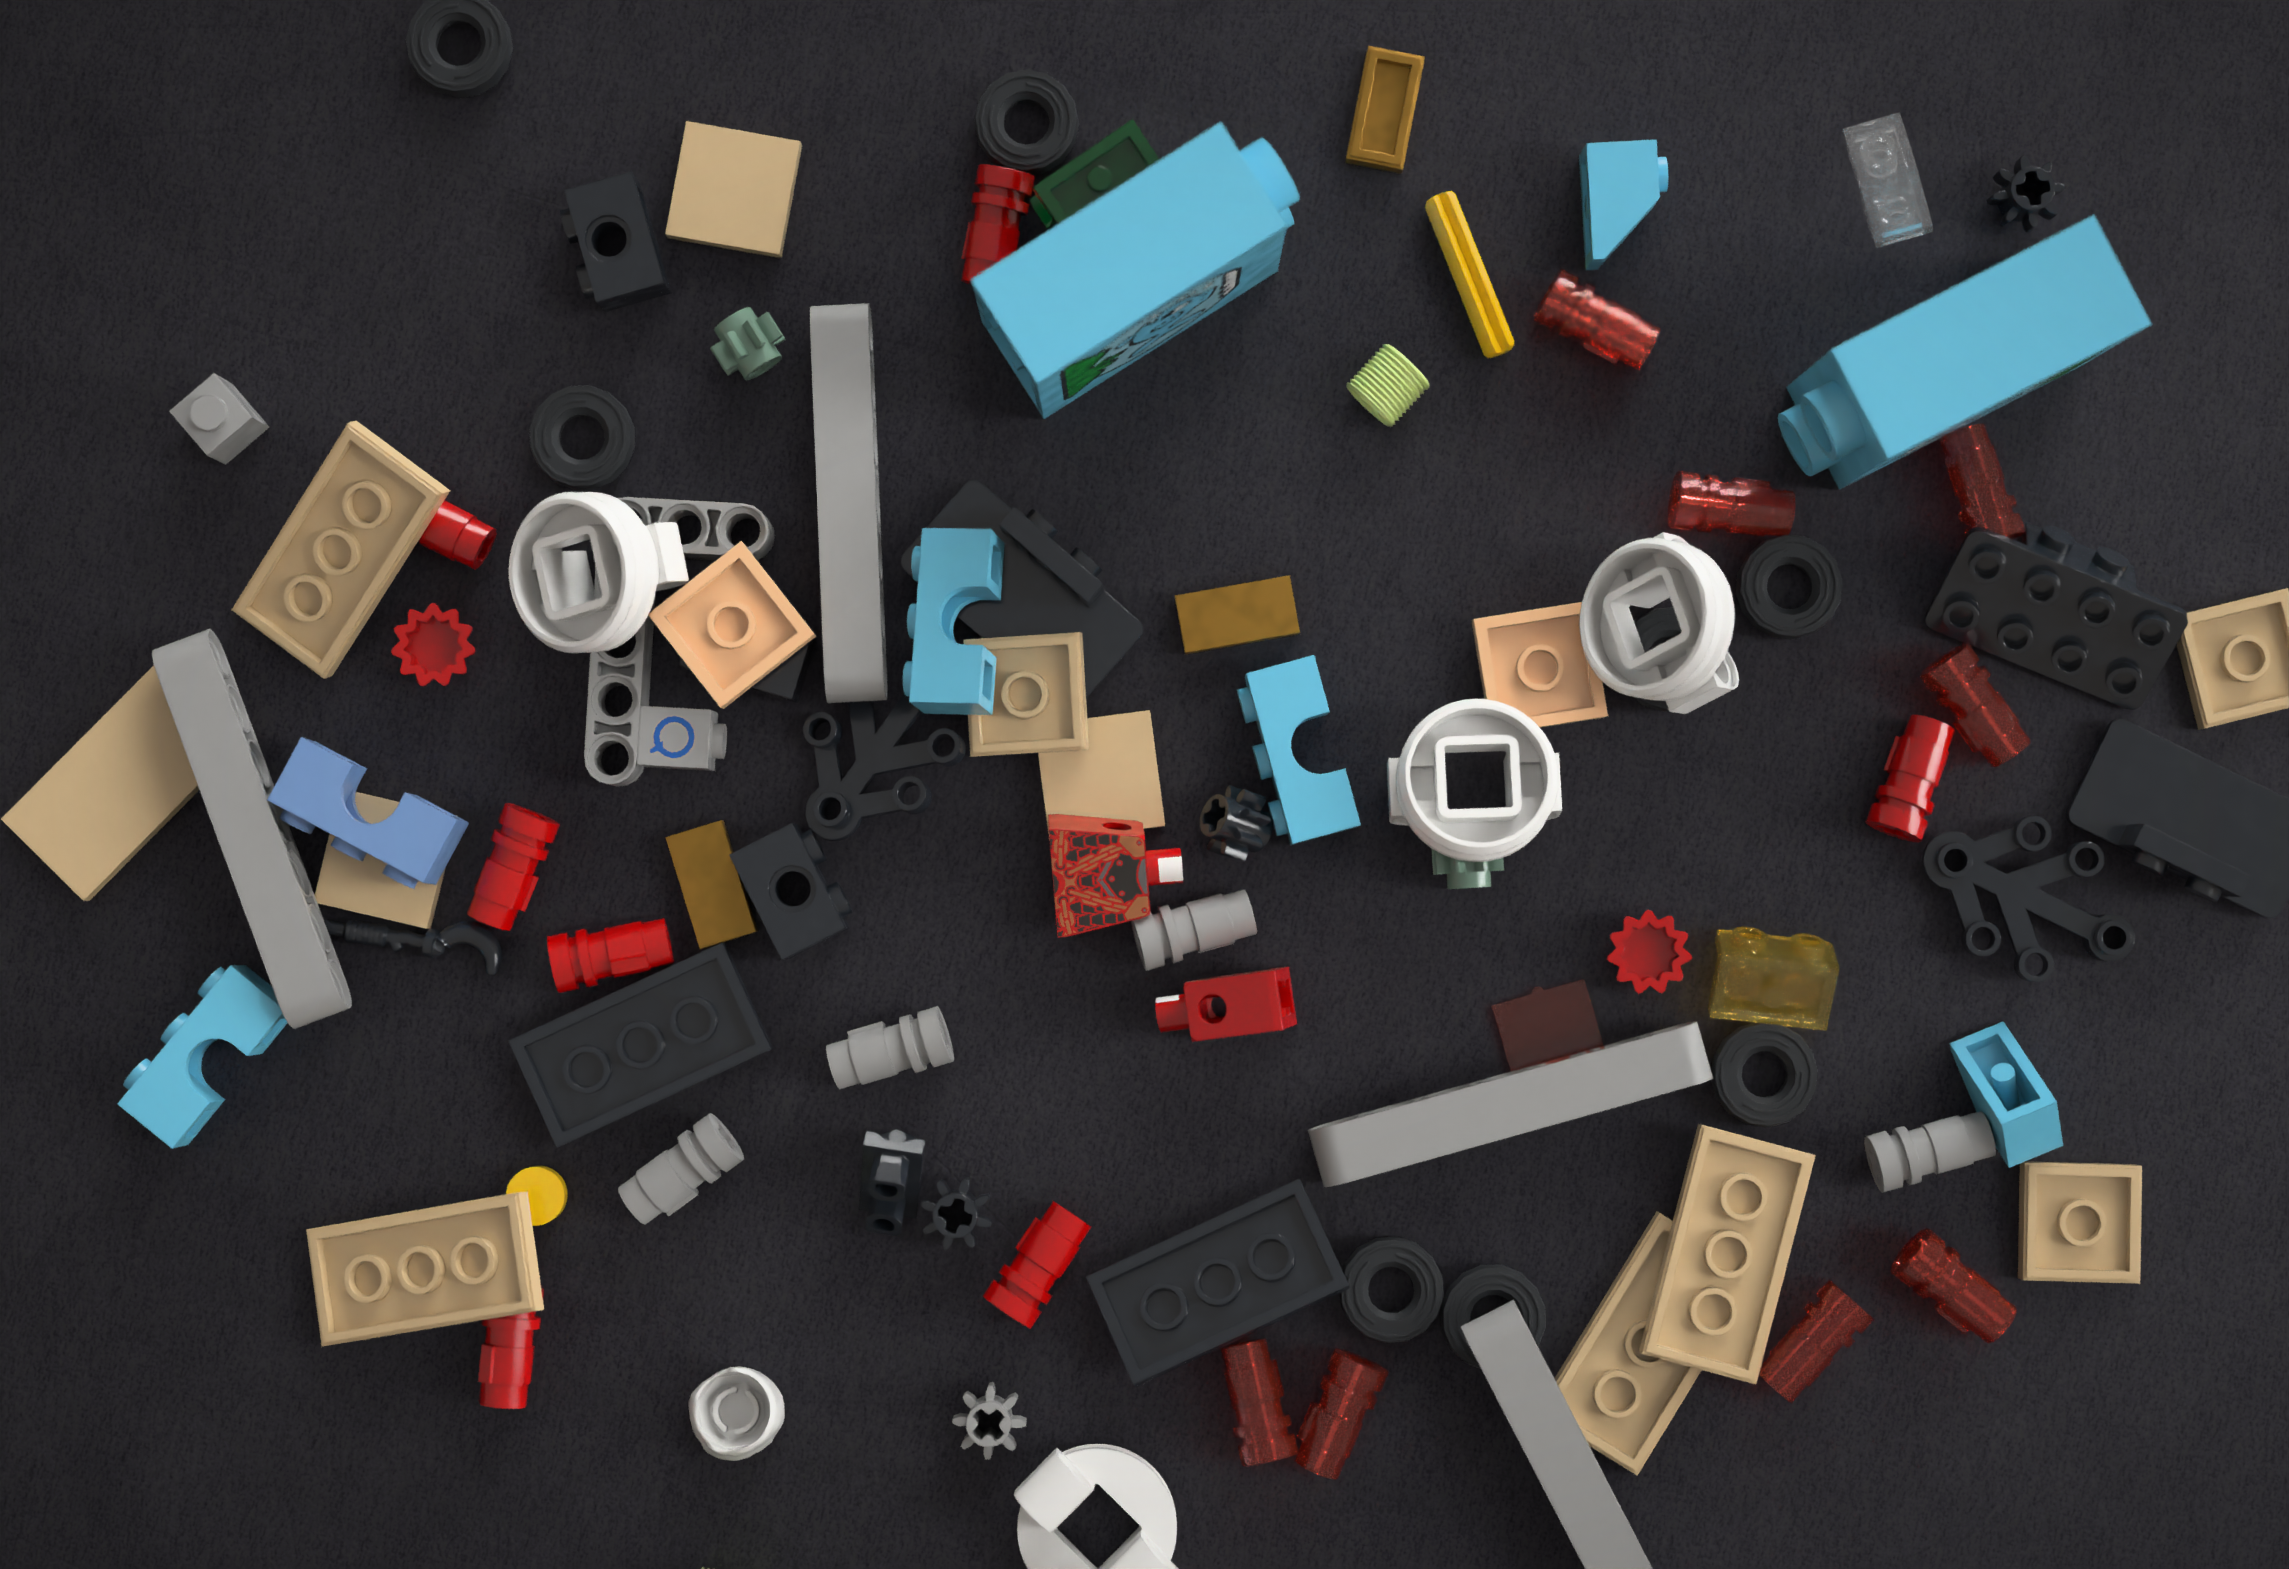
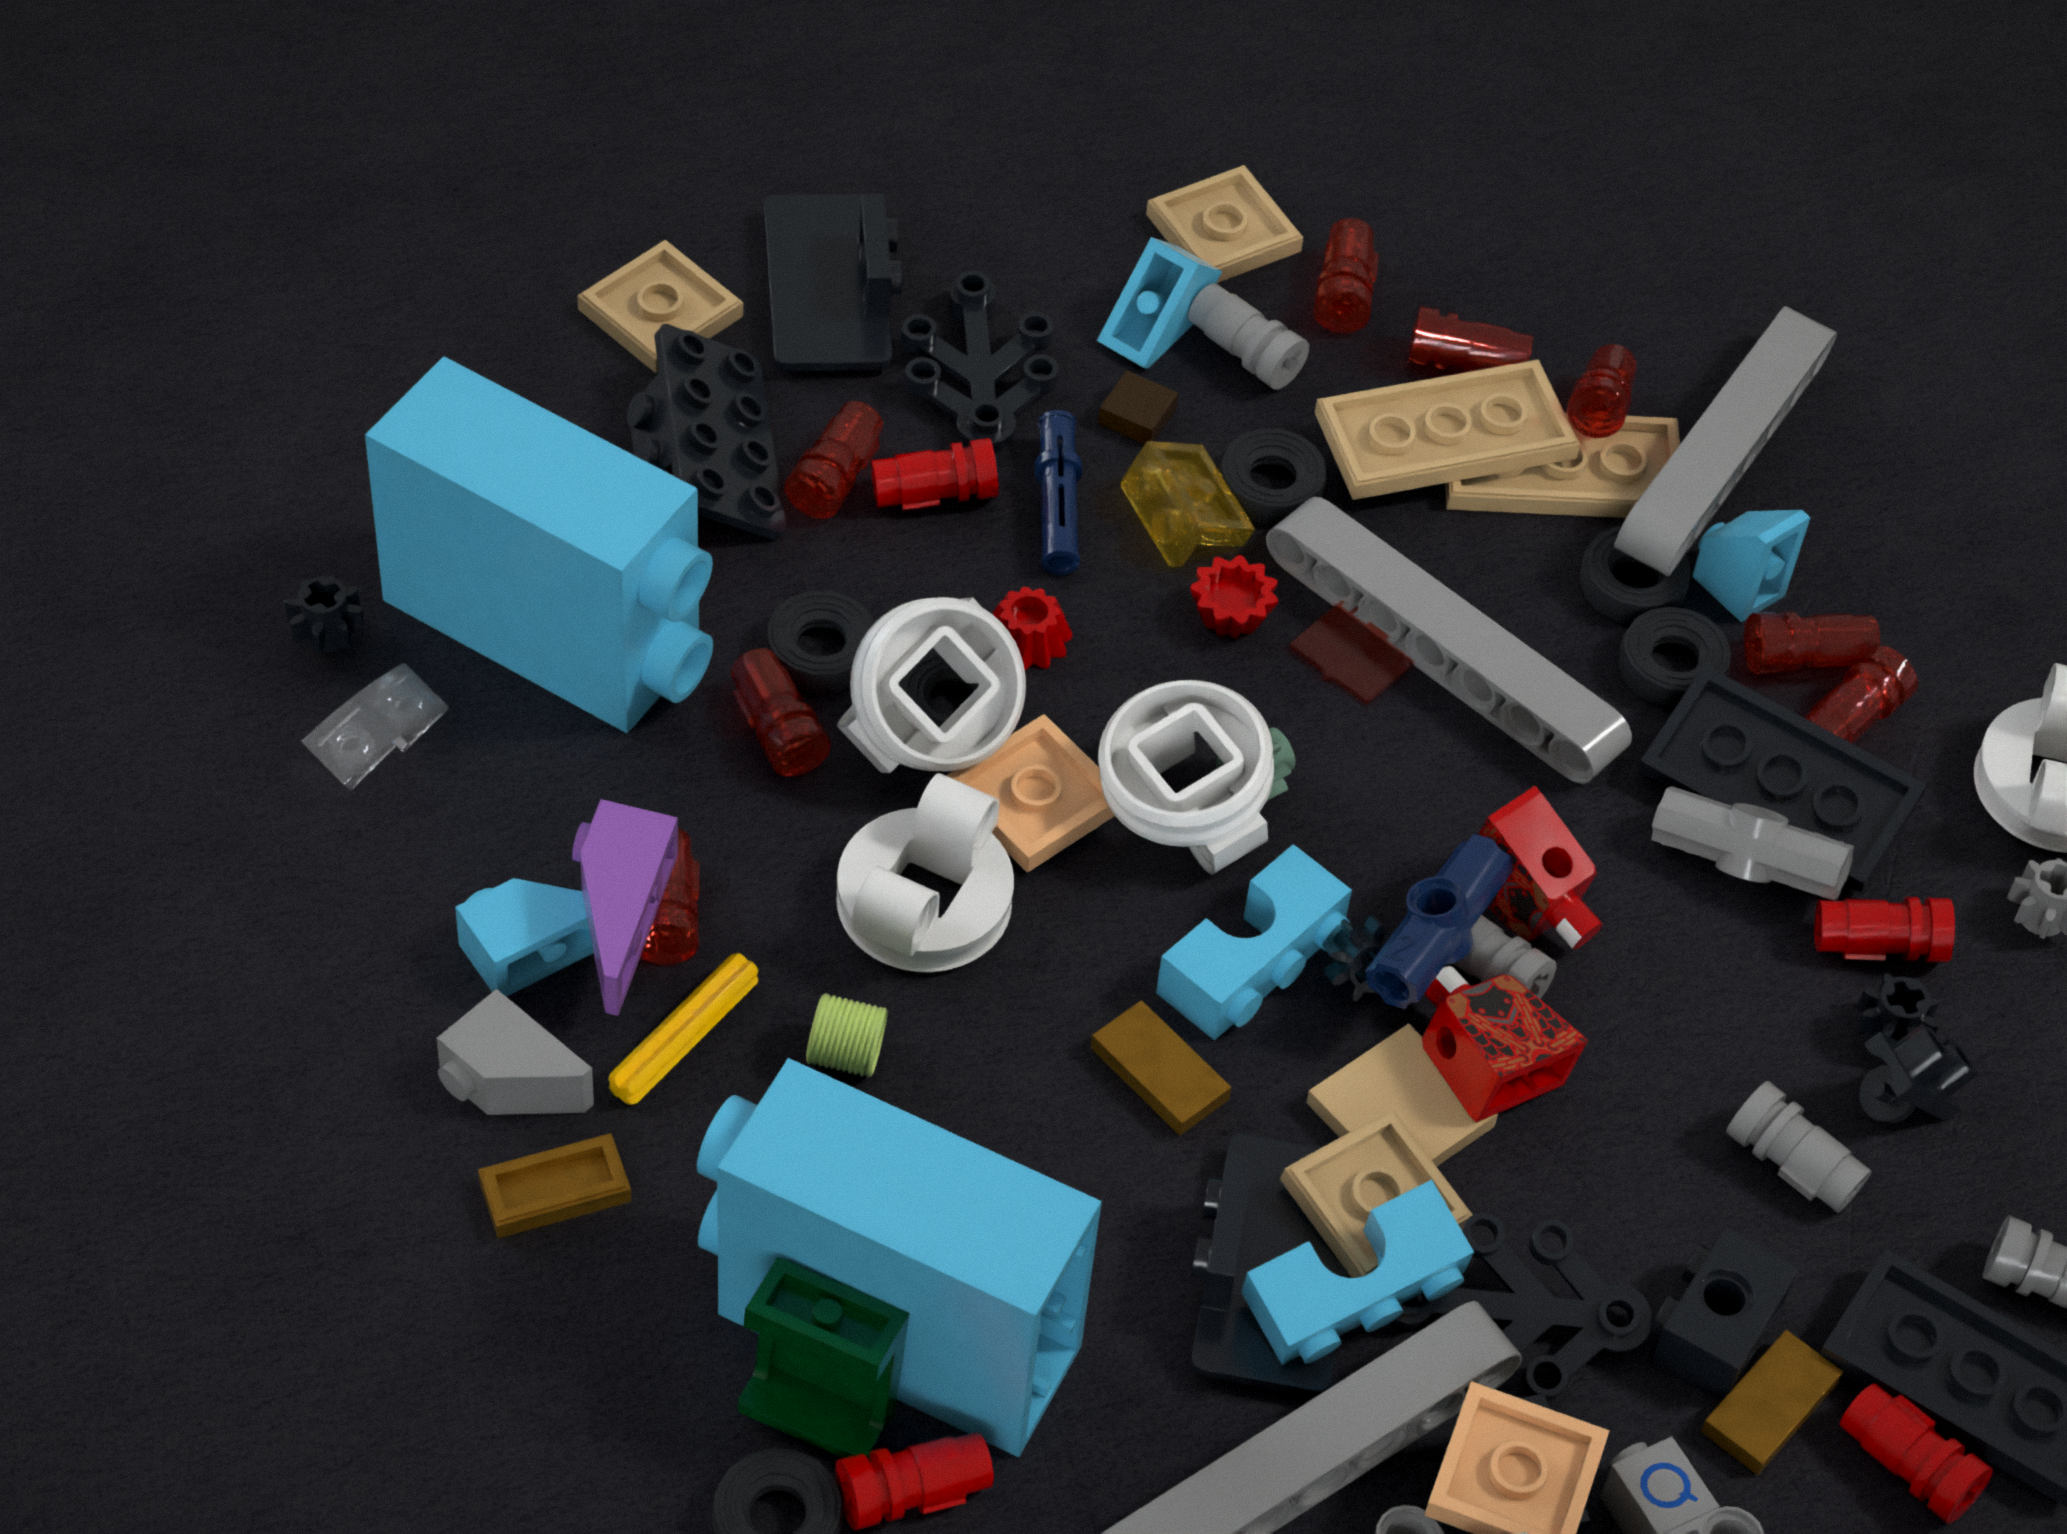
camera: 125 degrees left, 35 degrees down
(1168, 1208) = (1752, 843): none -> light grey piece
(1234, 916) = (1439, 921): none -> dark blue piece
(1446, 1414) = (1750, 559): none -> medium azure slope
(1505, 122) = (511, 1063): none -> light grey slope
(1538, 494) = (898, 917): none -> white piece
(1592, 260) = (623, 877): none -> medium lavender slope
(1680, 1407) = (1603, 392): none -> clear red axle
(1712, 767) = (1035, 625): none -> red piece
(1902, 912) = (1058, 443): none -> dark blue pin
(1904, 1008) = (1138, 407): none -> dark brown tile

